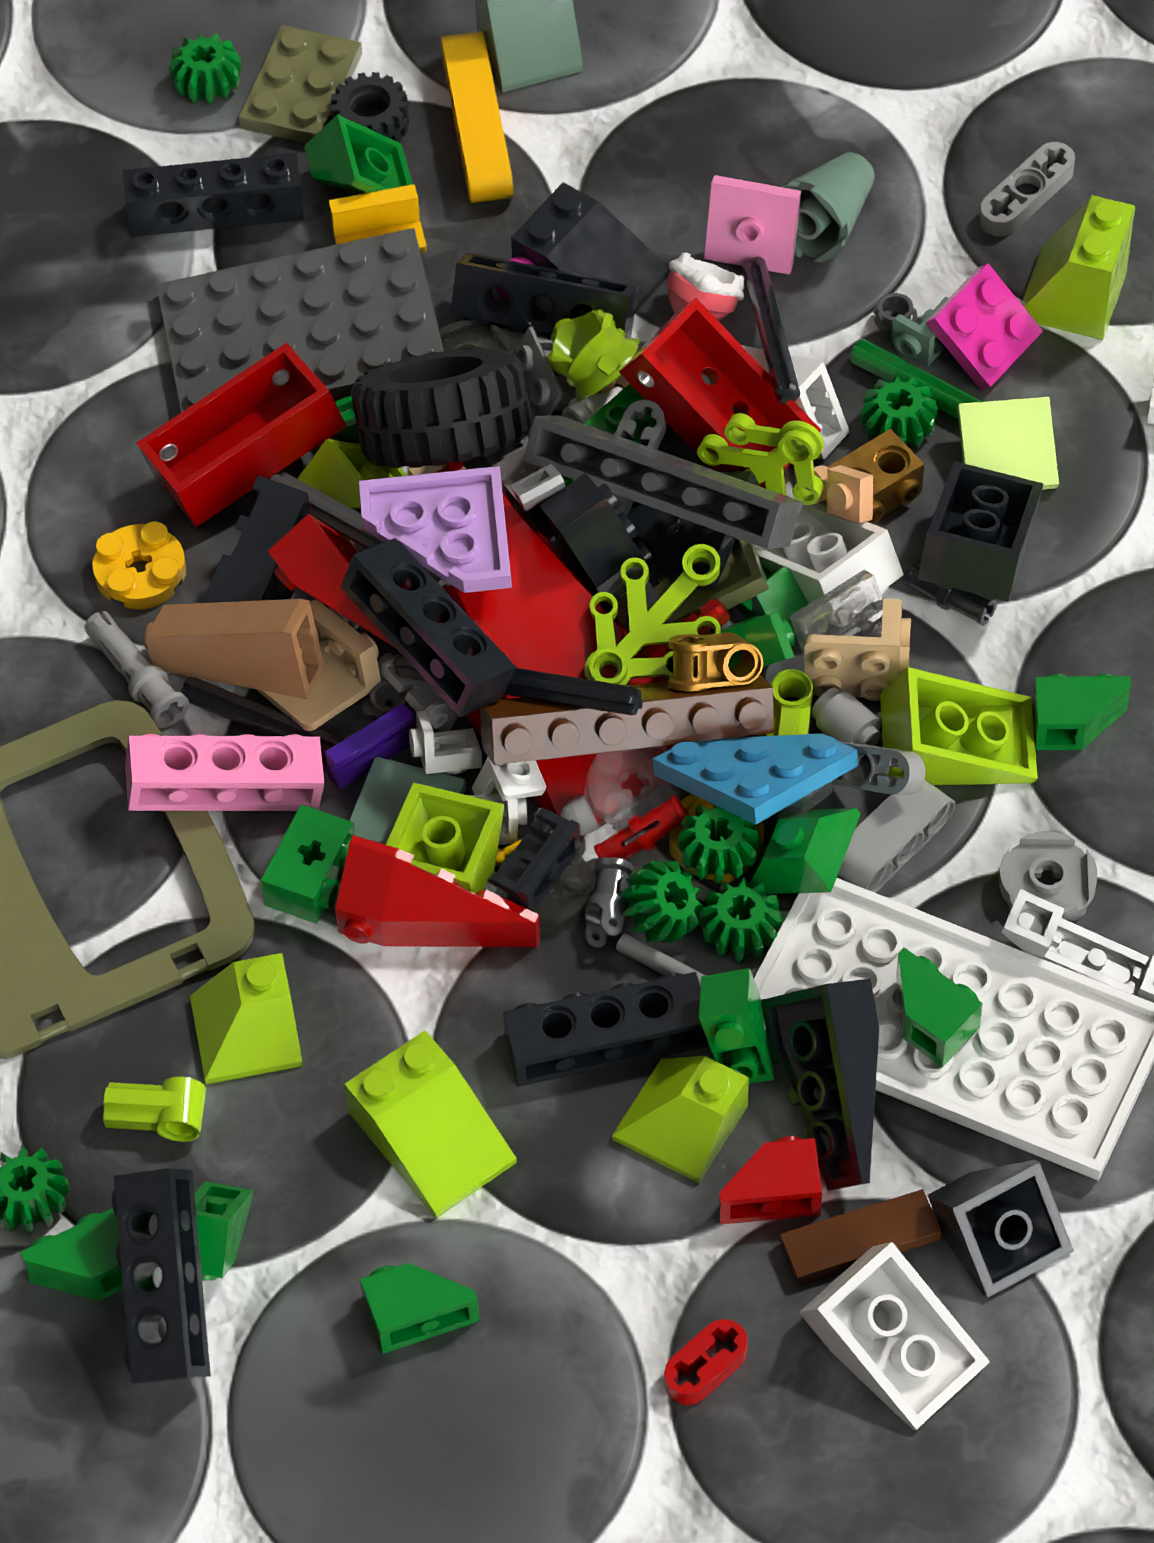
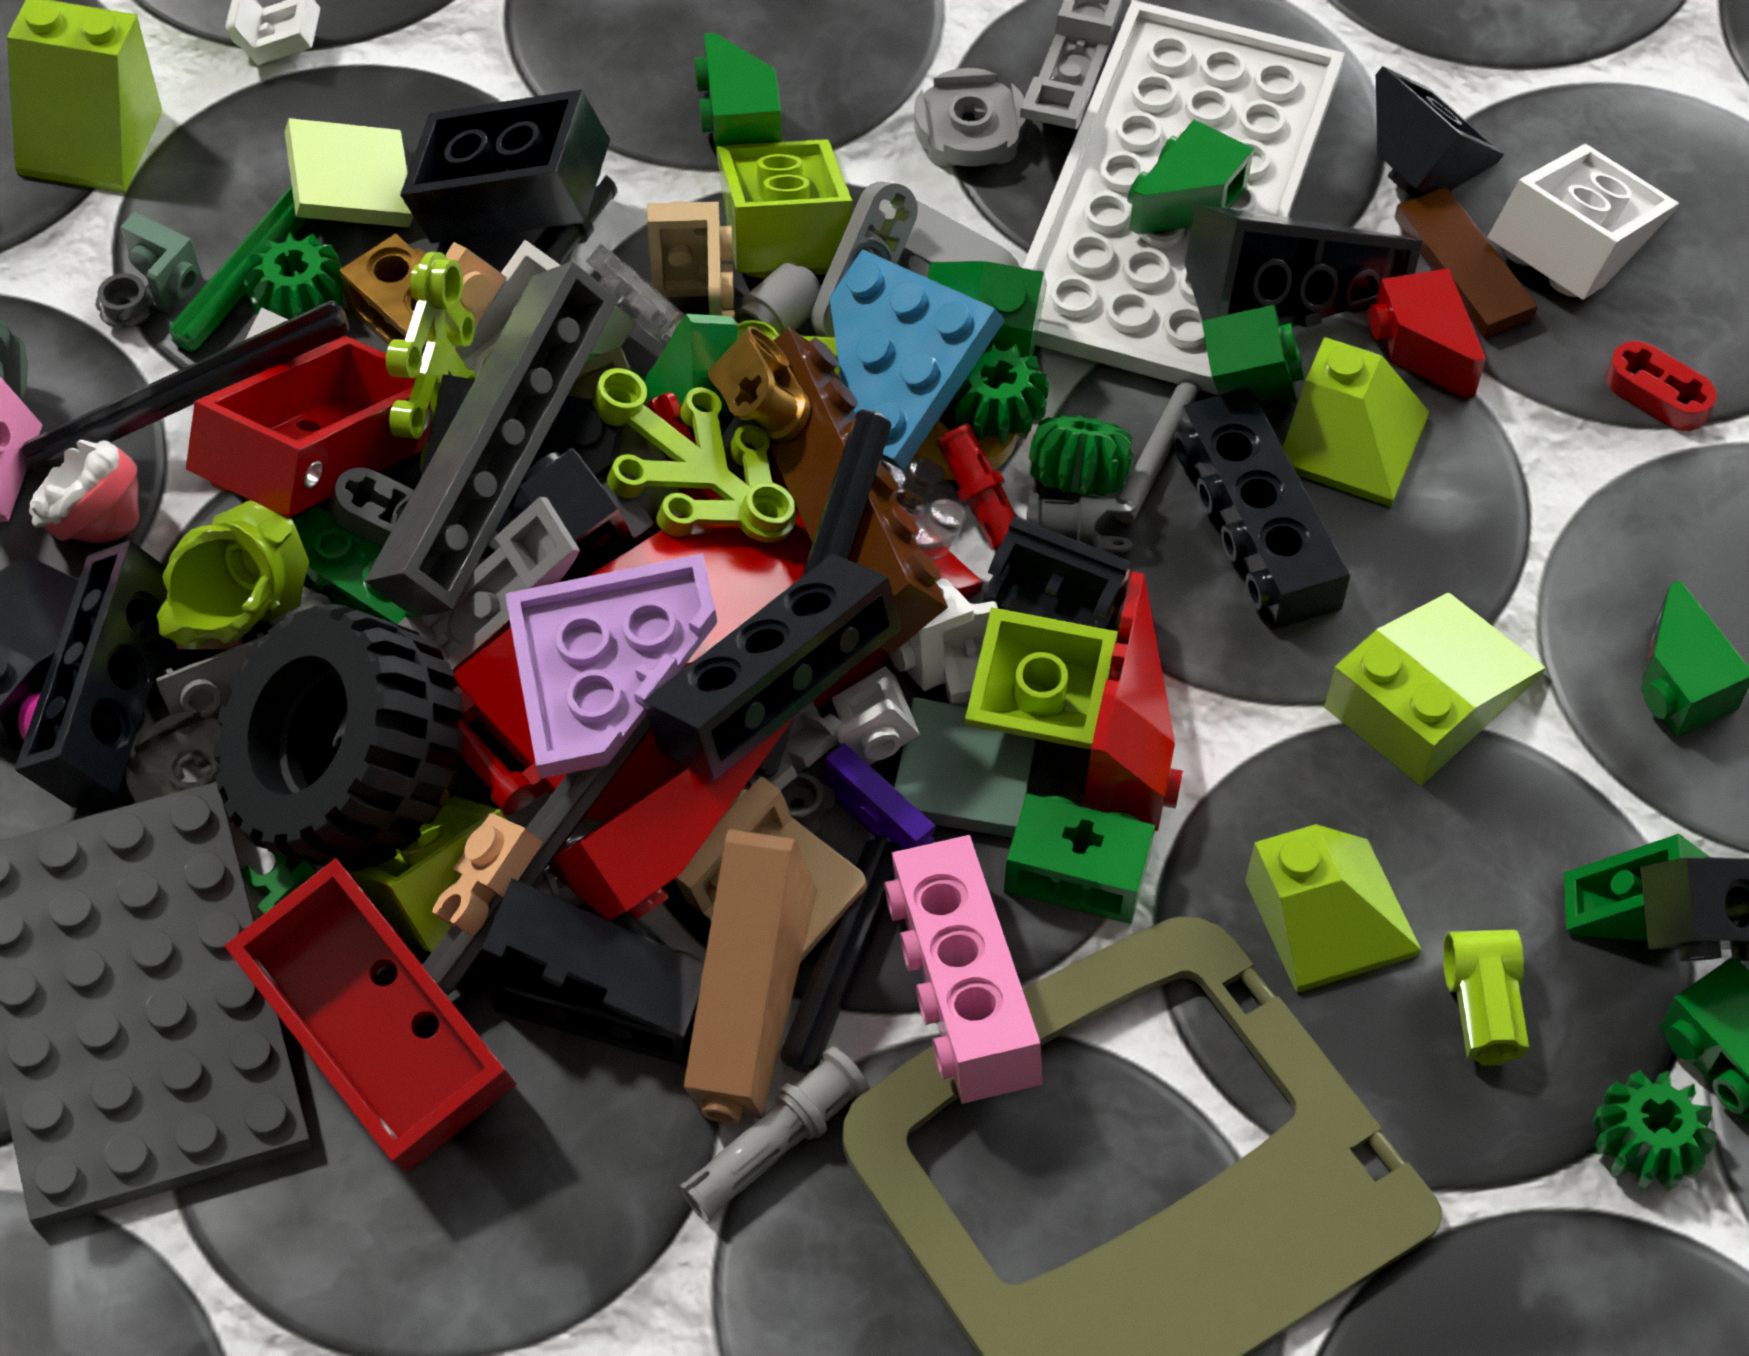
camera: 100 degrees left, 0 degrees up
(139, 543) = (563, 1199): yellow plate -> none
(332, 492) = (489, 861): none -> light nougat plate
(575, 809) = (967, 557): light grey hinge -> none
(740, 920) = (1086, 382): green gear -> none
(984, 326) = (163, 194): dark pink plate -> none

